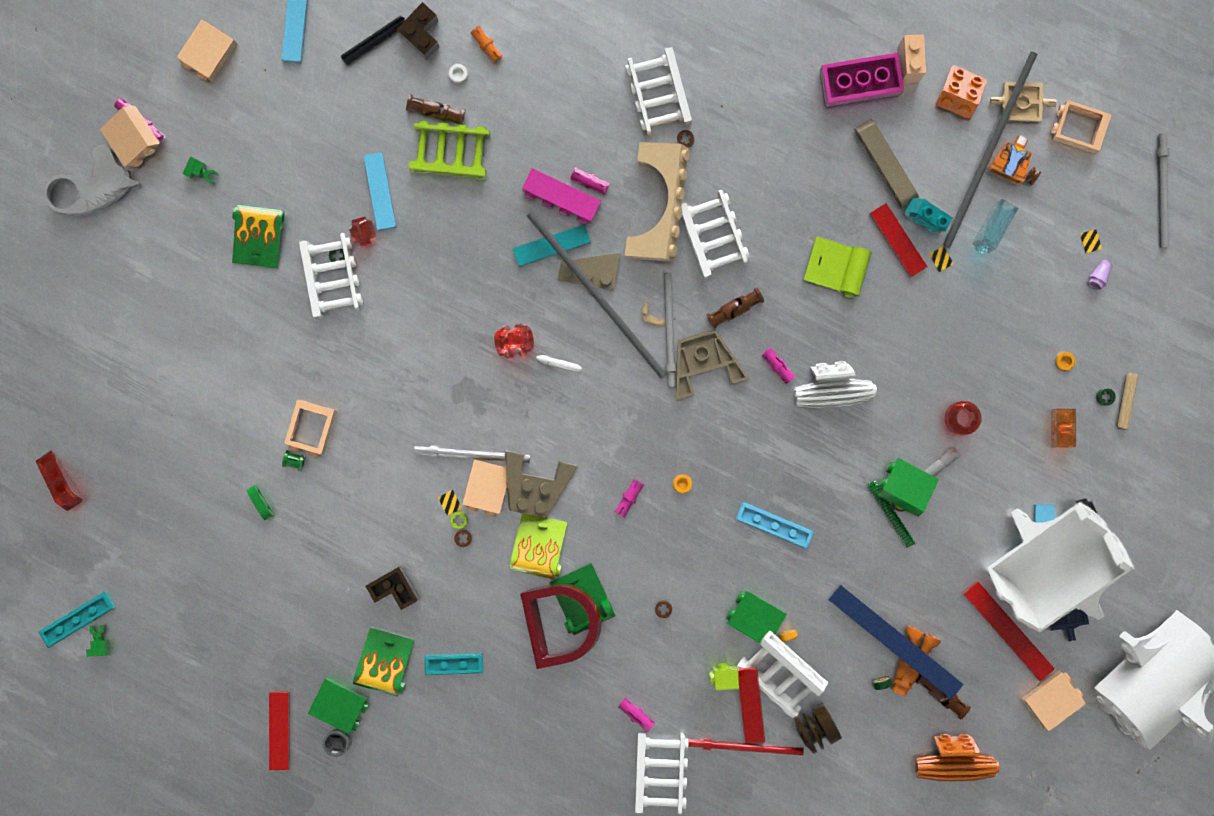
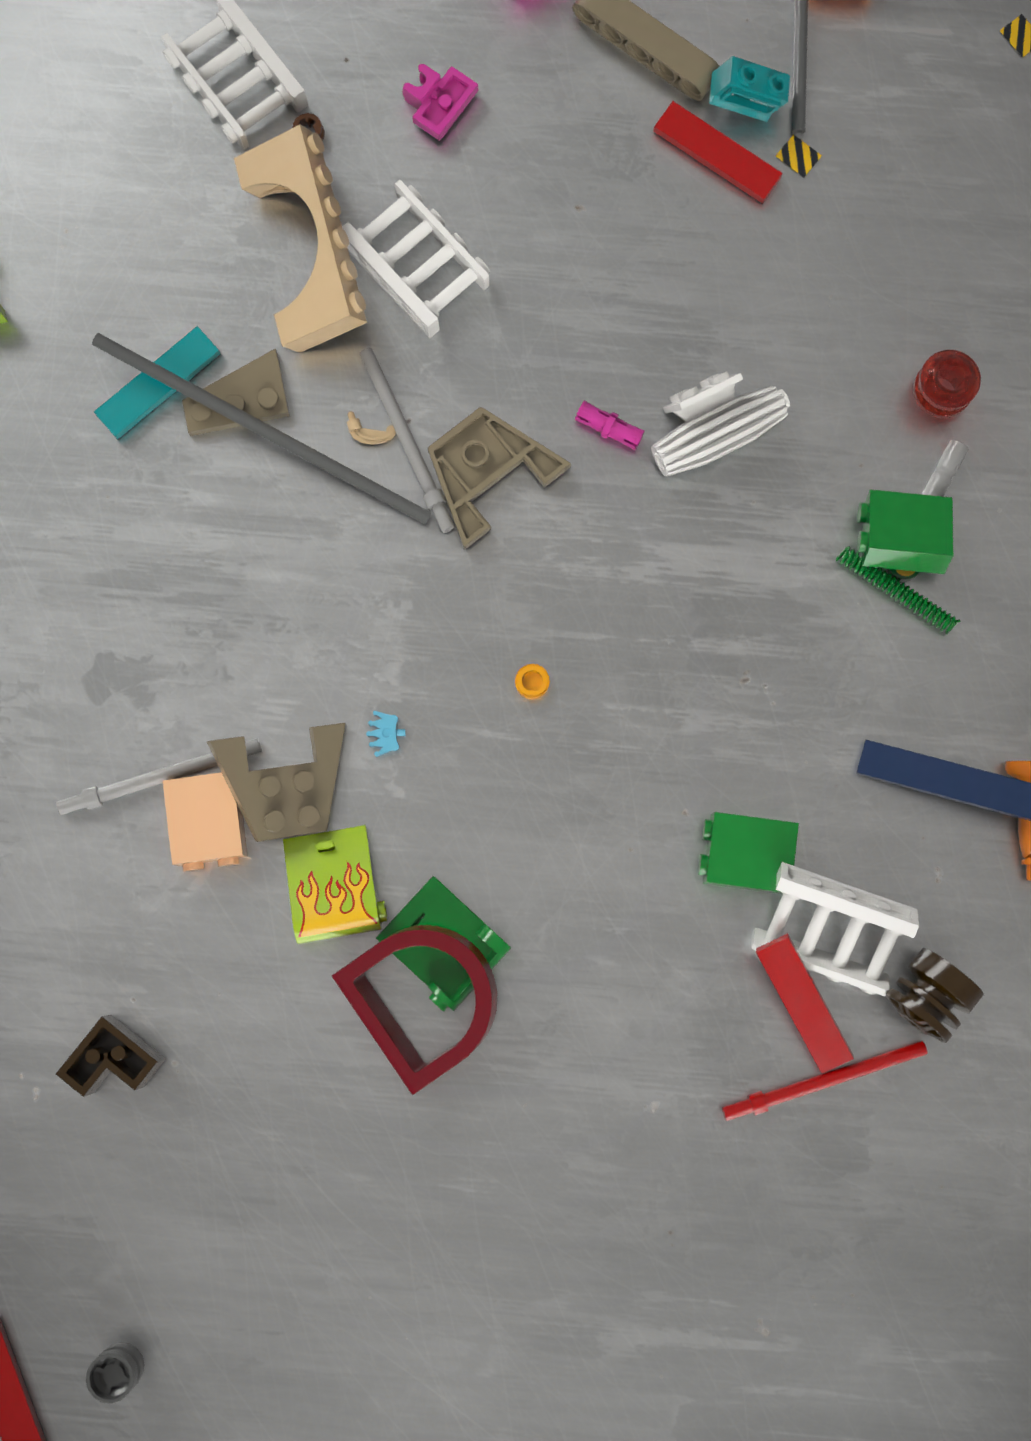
camera: 30 degrees left, 5 degrees down
(338, 705) = (93, 1305): green brick -> none
(383, 664) = (143, 1200): green door -> none
(450, 502) = (154, 873): sticker -> none
(453, 664) = (267, 1147): teal tile -> none
(457, 538) = (208, 919): reddish brown bush -> none
(462, 515) = (178, 907): lime bush -> none
(515, 340) = (149, 560): clear red piece -> none
(559, 363) = (222, 570): white piece -> none
(561, 195) = (140, 296): dark pink brick -> none
(589, 180) = (178, 255): dark pink pin -> none
(597, 479) = (386, 733): none -> medium azure piece
(629, 498) = (453, 741): dark pink pin -> none
(636, 715) = (616, 1103): dark pink pin -> none
(643, 781) = (677, 1214): white fence -> none
(658, 612) = (582, 912): reddish brown bush -> none
(724, 677) = (739, 973): lime brick -> none
(731, 310) = (499, 360): reddish brown piece -> none
(762, 151) = (439, 99): none -> dark pink plate
(774, 525) = (714, 687): medium azure tile -> none
(788, 635) = (816, 859): light orange tile -> none
(839, 268) = (641, 229): lime door -> none
(882, 683) = (1006, 874): dark green tile -> none
(994, 226) = (863, 62): clear light blue brick -> none

